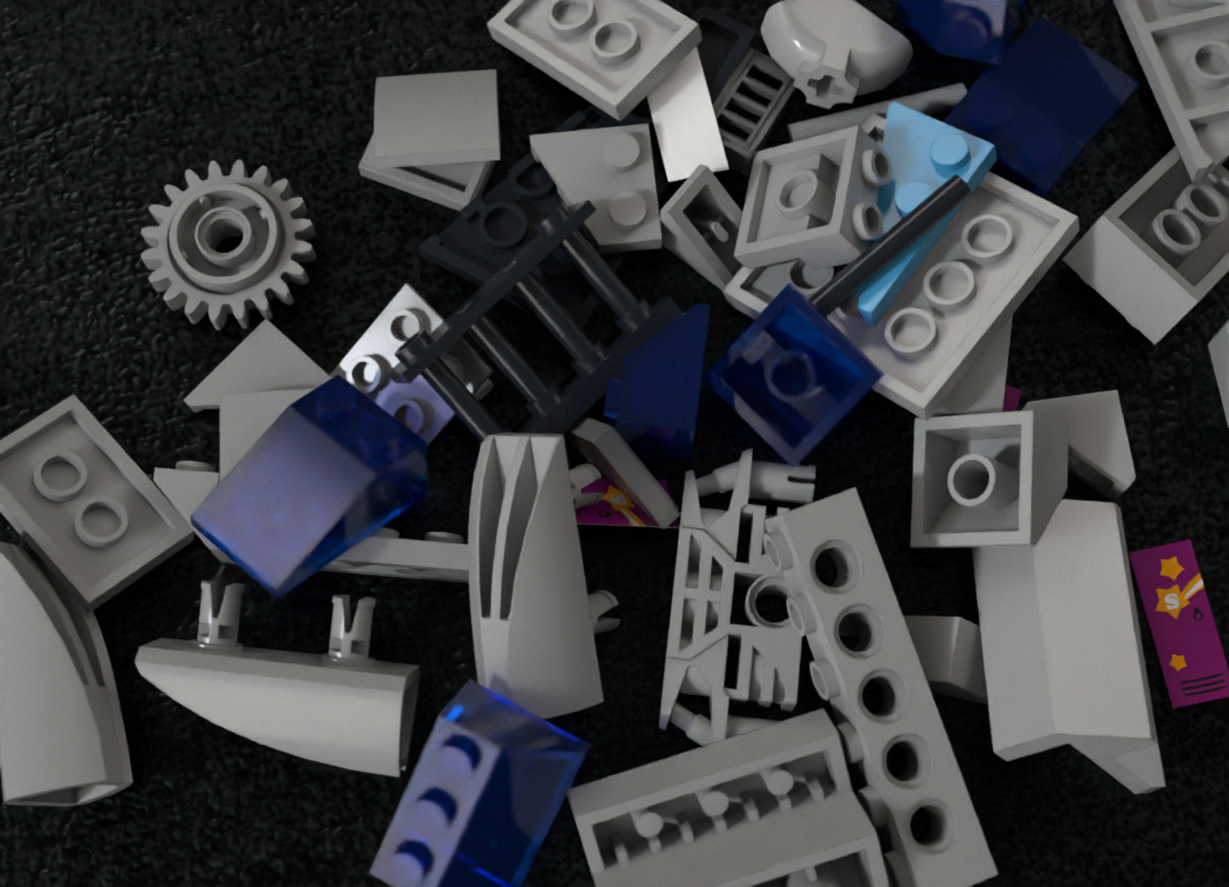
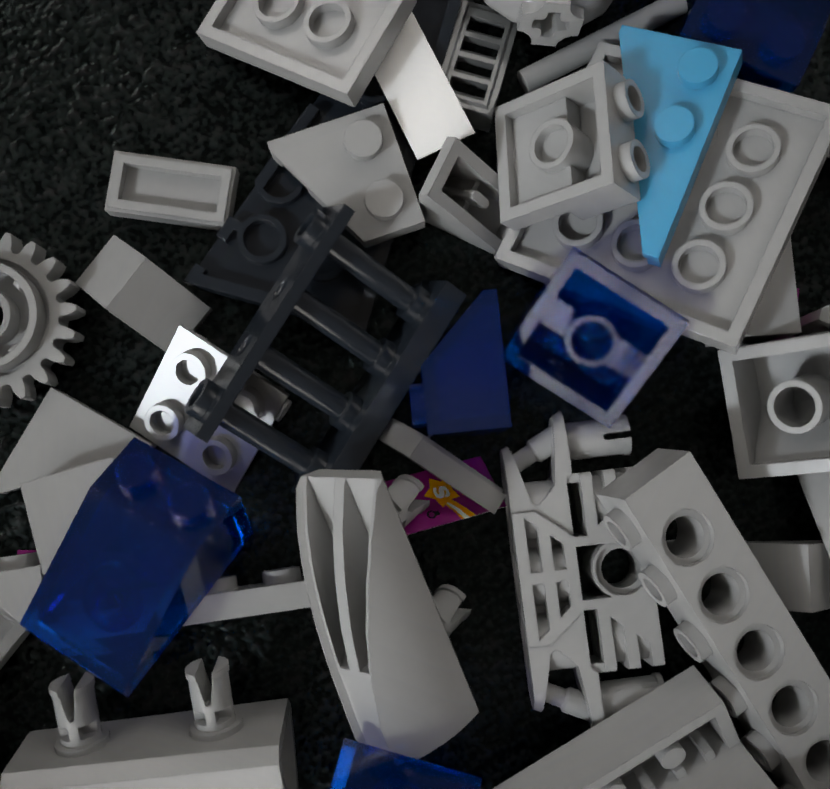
camera: 15 degrees left, 10 degrees up
(374, 250) = (141, 293): none -> light grey slope
(436, 119) = (169, 145): light grey slope -> none
(890, 245) = (665, 181): black bar -> none

